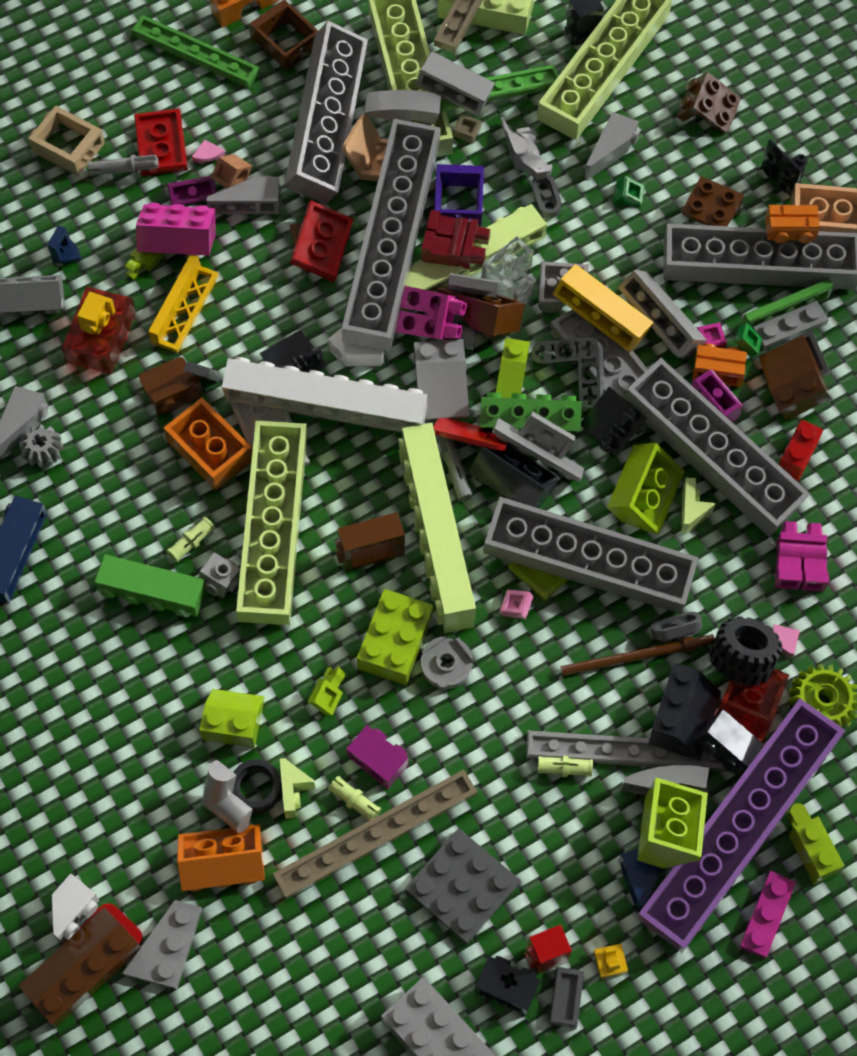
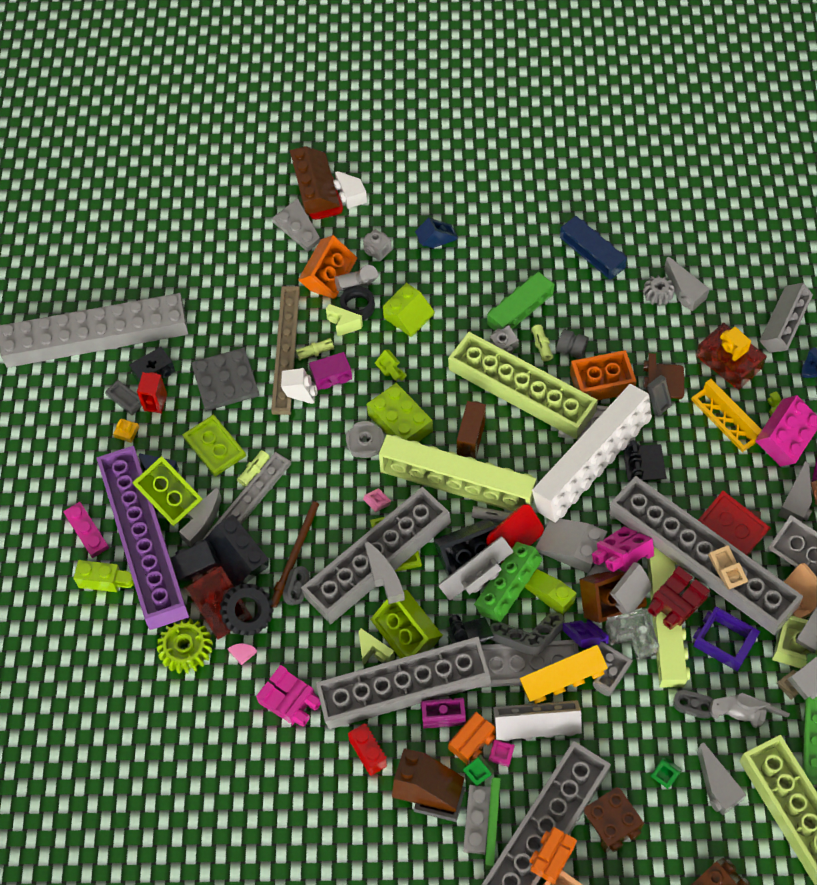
camera: 125 degrees right, 5 degrees down
(90, 749) = (435, 233): none -> dark blue slope
(150, 811) = (377, 244): none -> light grey brick
(177, 500) = (572, 344): none -> dark grey wheel
(405, 192) = (727, 567): none -> tan slope
(428, 772) = (298, 385): none -> white slope
(543, 312) = (585, 634): none -> dark purple plate
(561, 837) = (214, 445): none -> lime tile
(622, 515) = (384, 574): none -> light grey slope

